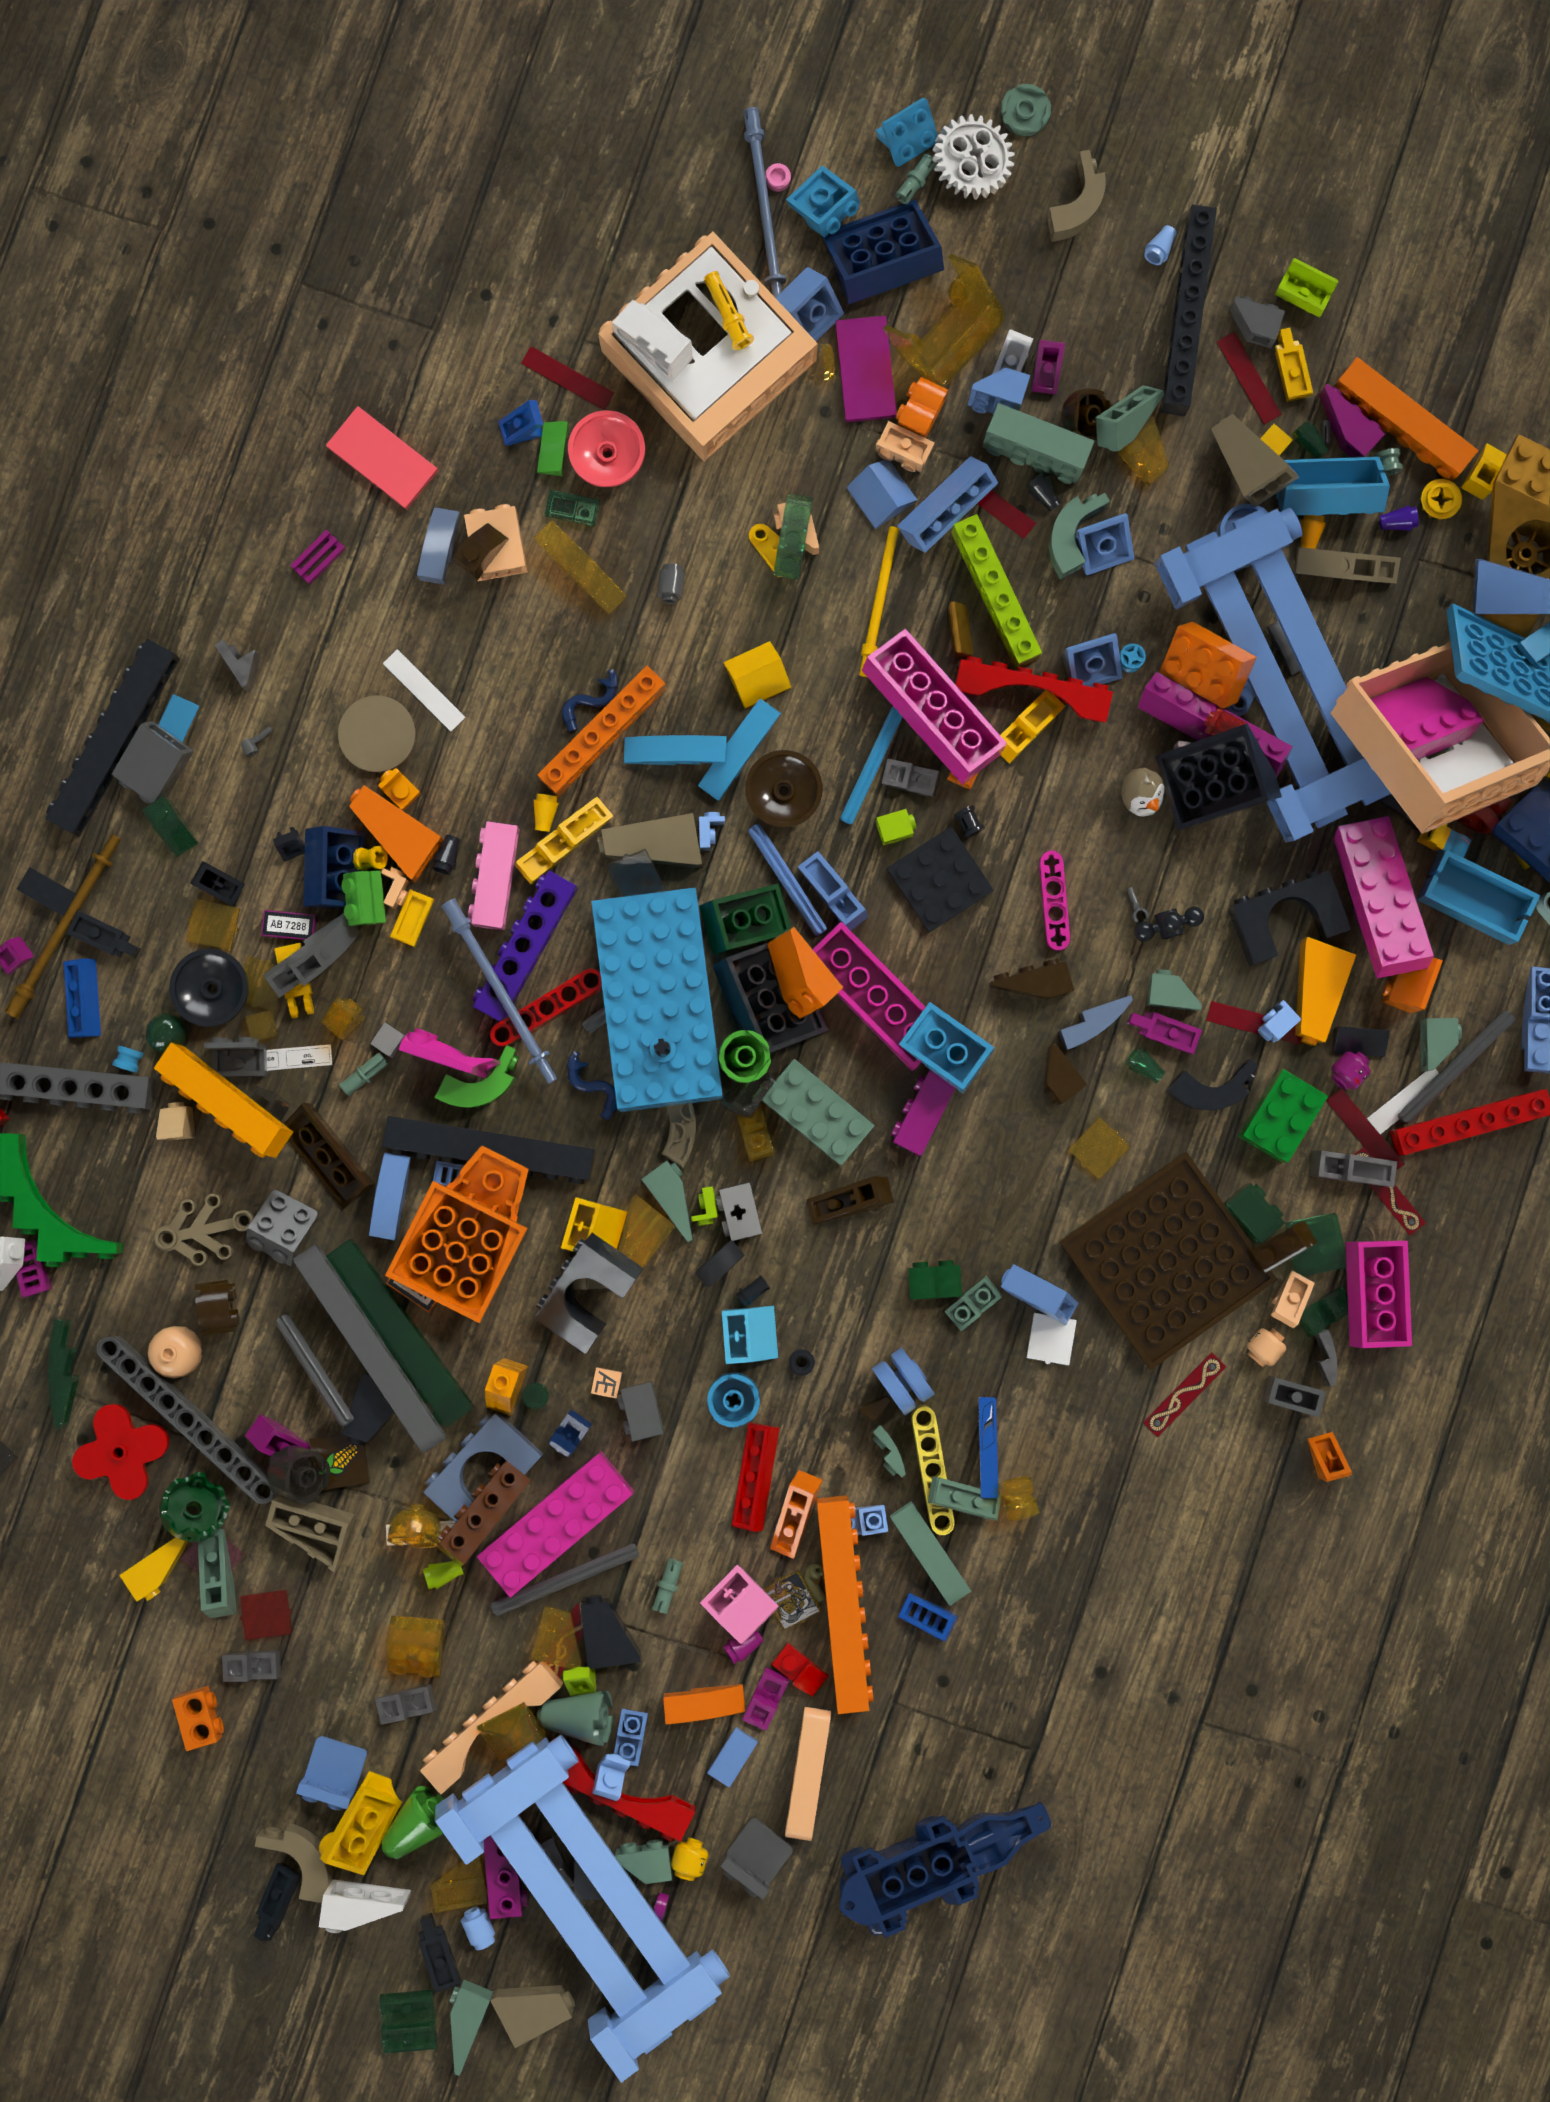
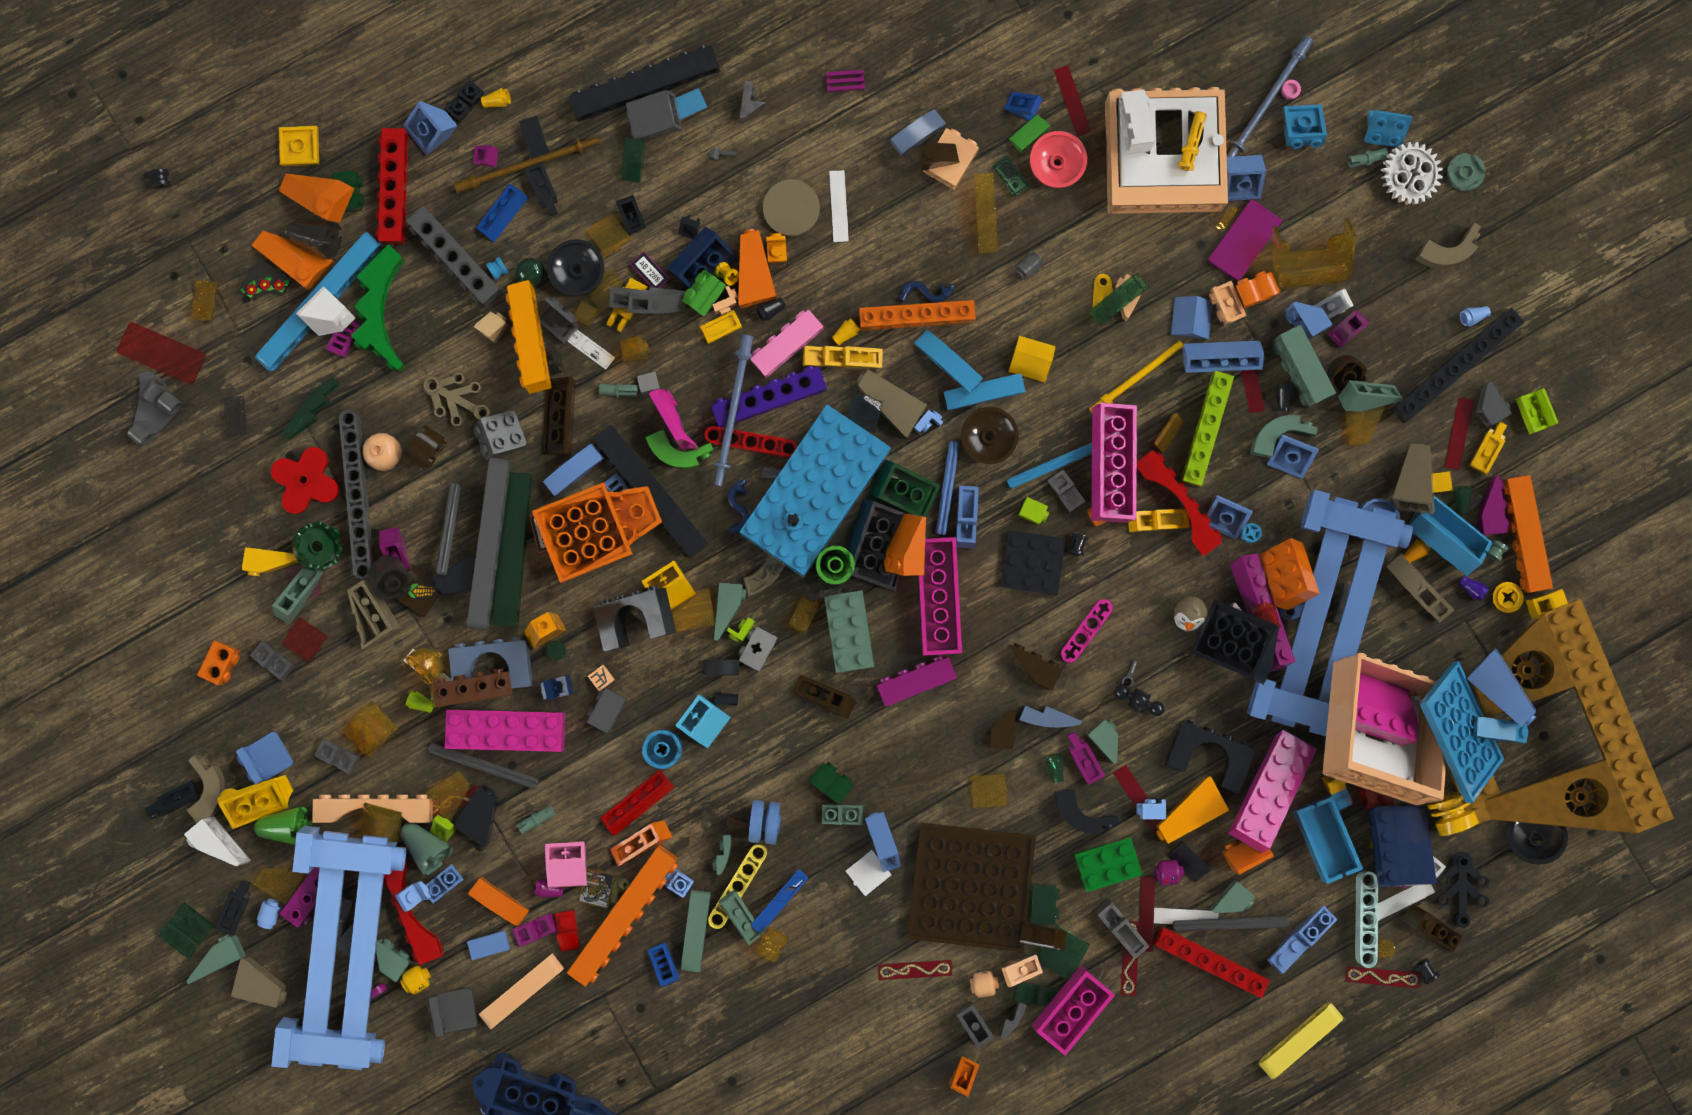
camera: 50 degrees right, 0 degrees up
(382, 458) = (929, 56): coral tile -> none
(801, 1370) = (713, 766): black plate -> none
(883, 251) = (1313, 183): dark blue slope -> none
(947, 1047) = (952, 659): dark azure slope -> none

